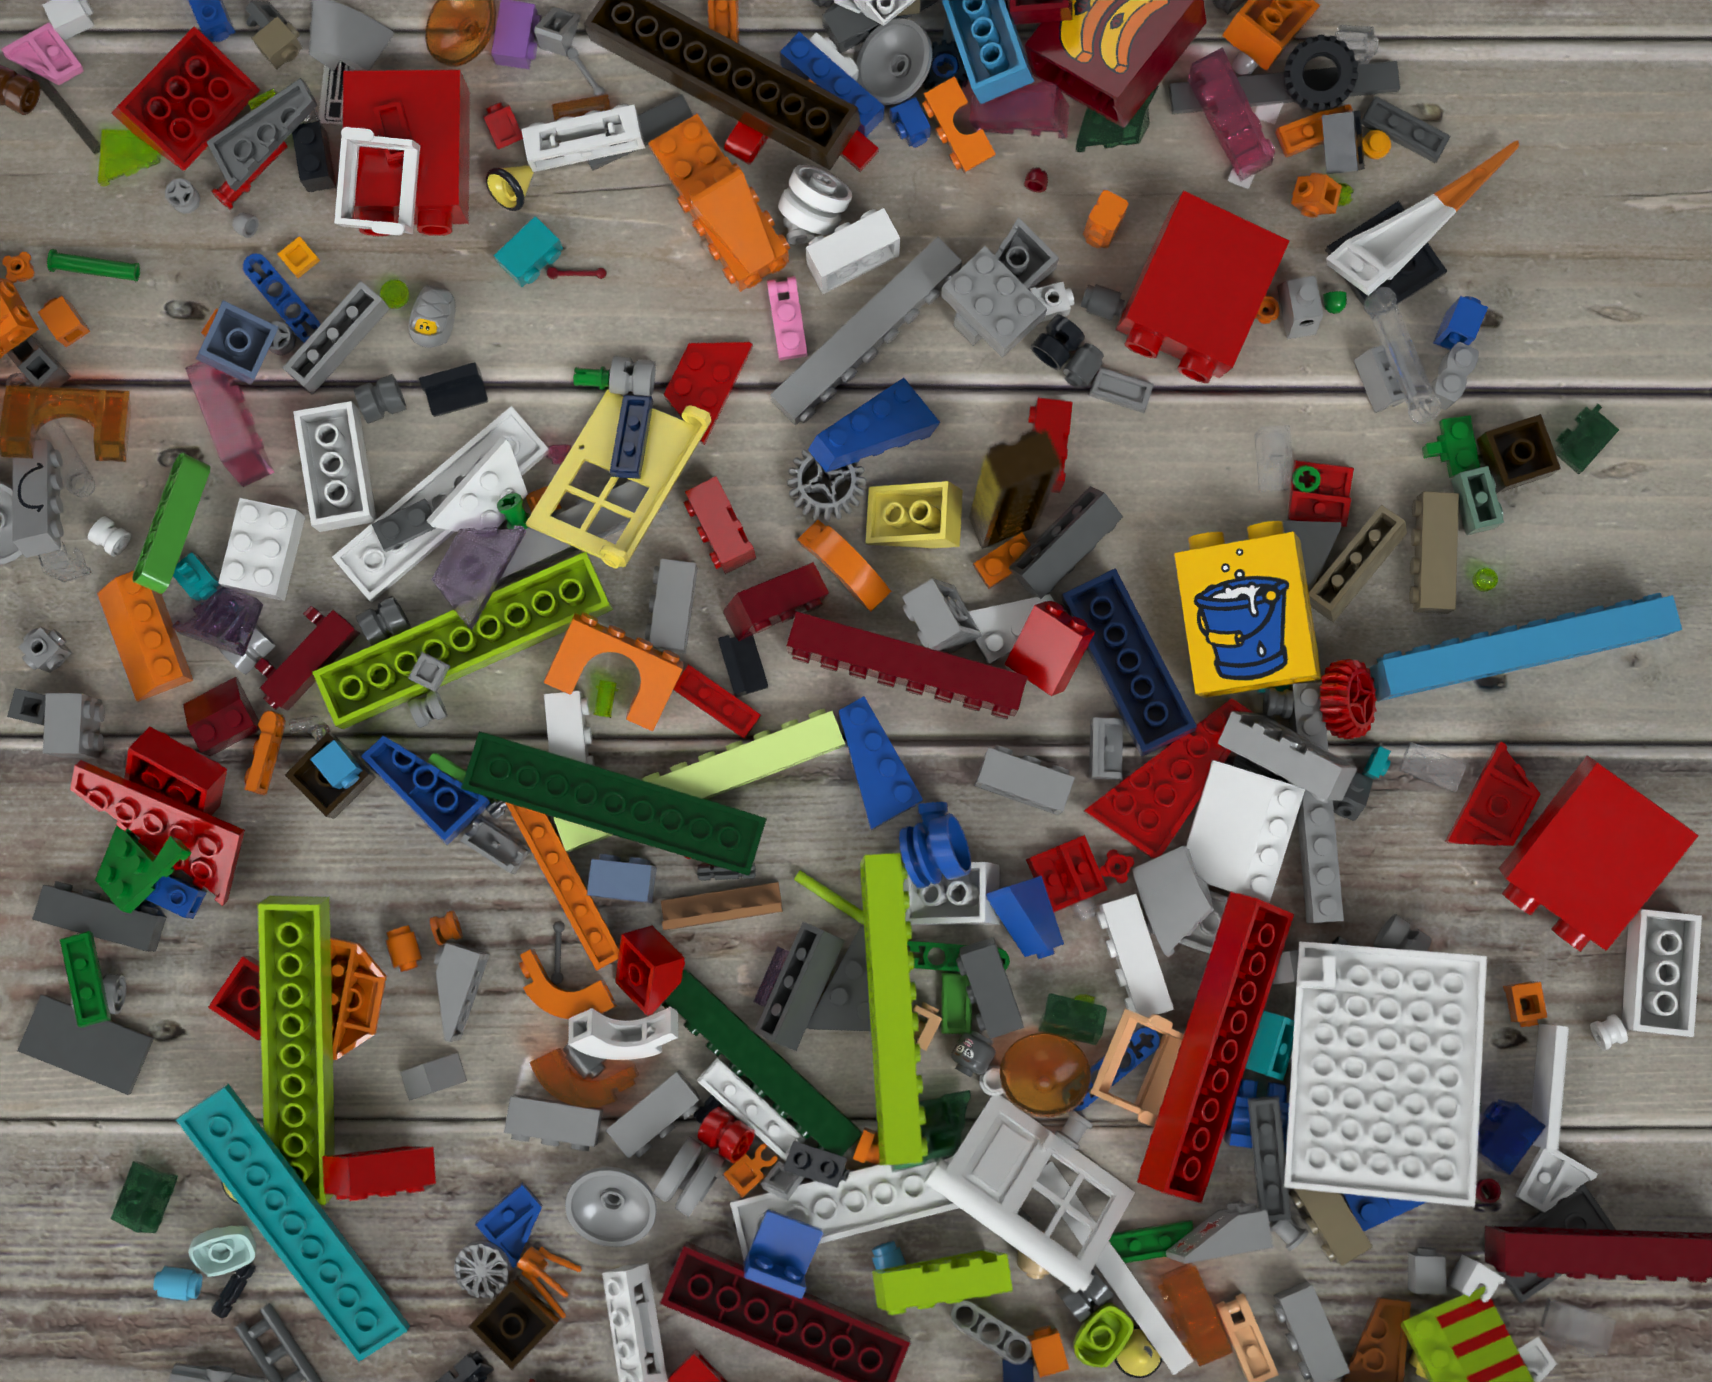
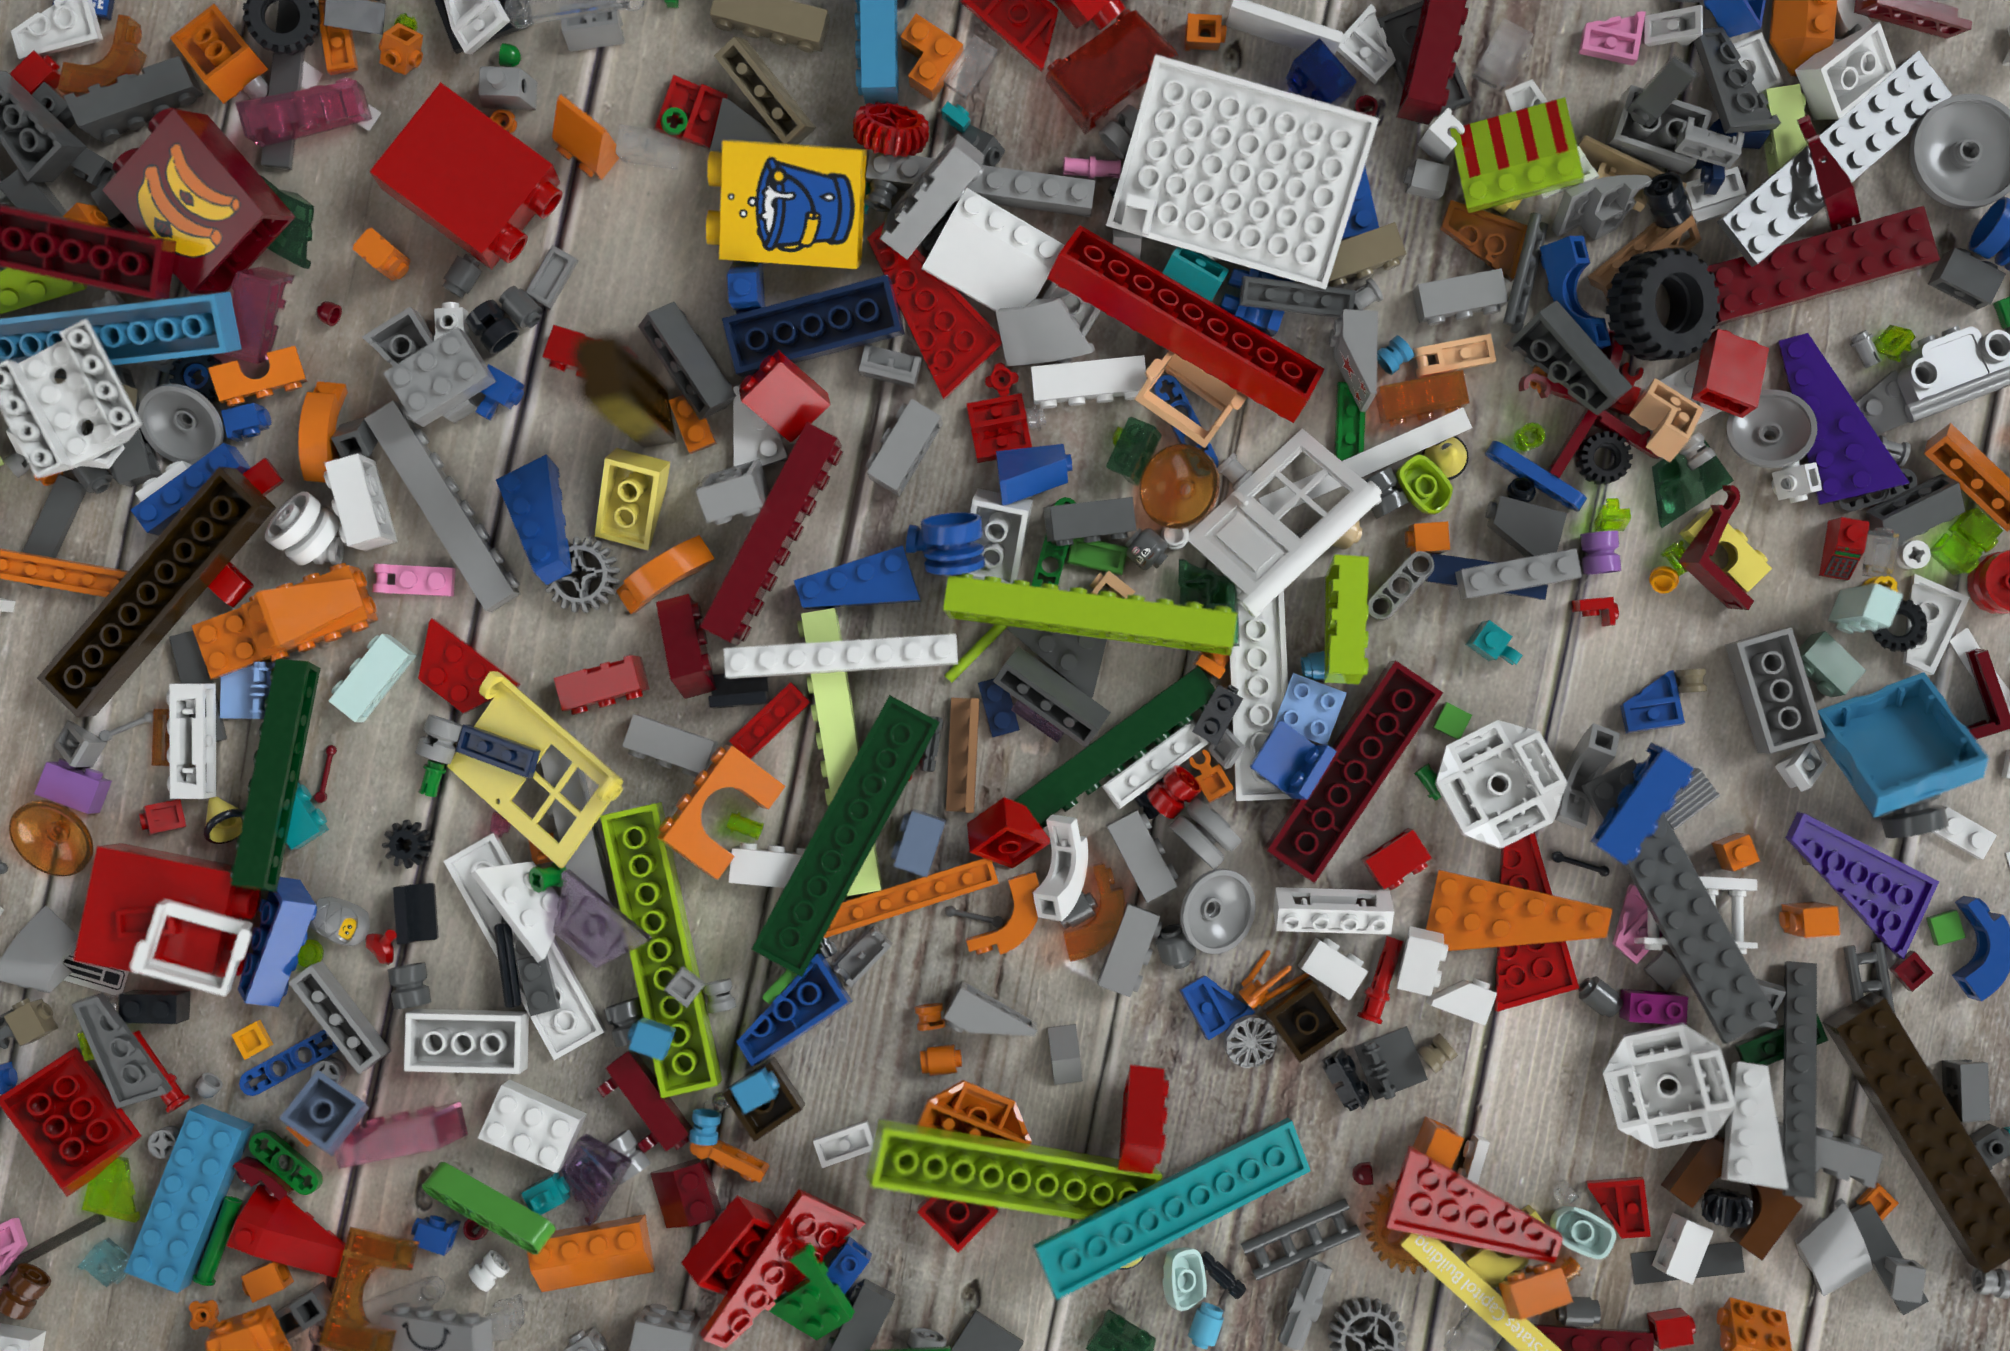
camera: 75 degrees left, 5 degrees up
(53, 164) = (110, 1254): none -> clear light blue brick
(111, 327) = (285, 1235): none -> red wedge
(131, 229) = (189, 1198): none -> dark azure brick
(136, 475) = (435, 1234): none -> blue brick
(148, 507) = (470, 1226): none -> dark red hinge
(168, 286) = (254, 1171): none -> dark red slope
(179, 302) = (273, 1163): none -> green beam
(291, 722) = (705, 1127): none -> dark azure wheel
(299, 867) = (844, 1144): none -> white plate
(370, 649) = (651, 1038): none -> dark azure brick
(399, 260) = (277, 943): none -> wedge
(414, 363) = (382, 946): none -> red rock
(418, 491) = (507, 965): none -> black axle
(517, 377) = (417, 849): none -> black gear
(564, 225) = (275, 775): none -> dark green brick
(564, 1168) = (1174, 947): none -> dark grey head
(575, 1342) = (1333, 968): none -> white brick
(642, 183) = (245, 692): none -> light blue hinge
(681, 297) = (371, 677): none -> light aqua brick
(776, 933) = (998, 708): none -> dark blue plate
(796, 761) = (840, 656): none -> white brick
(842, 1262) = (1310, 708): none -> light blue hinge
(915, 231) = (354, 438): none -> dark grey brick
(918, 194) = (317, 427): none -> orange arch
(994, 368) = (504, 391): none -> blue brick
(1153, 586) = (746, 286): none -> blue slope
(1233, 1275) = (1394, 355): none -> dark azure wheel
(1265, 392) = (583, 139): none -> orange slope
(1357, 914) = (1092, 167): none -> bright pink pin
(1437, 729) = (935, 52): none -> orange brick
(1464, 910) = (1107, 68): none -> clear red windscreen

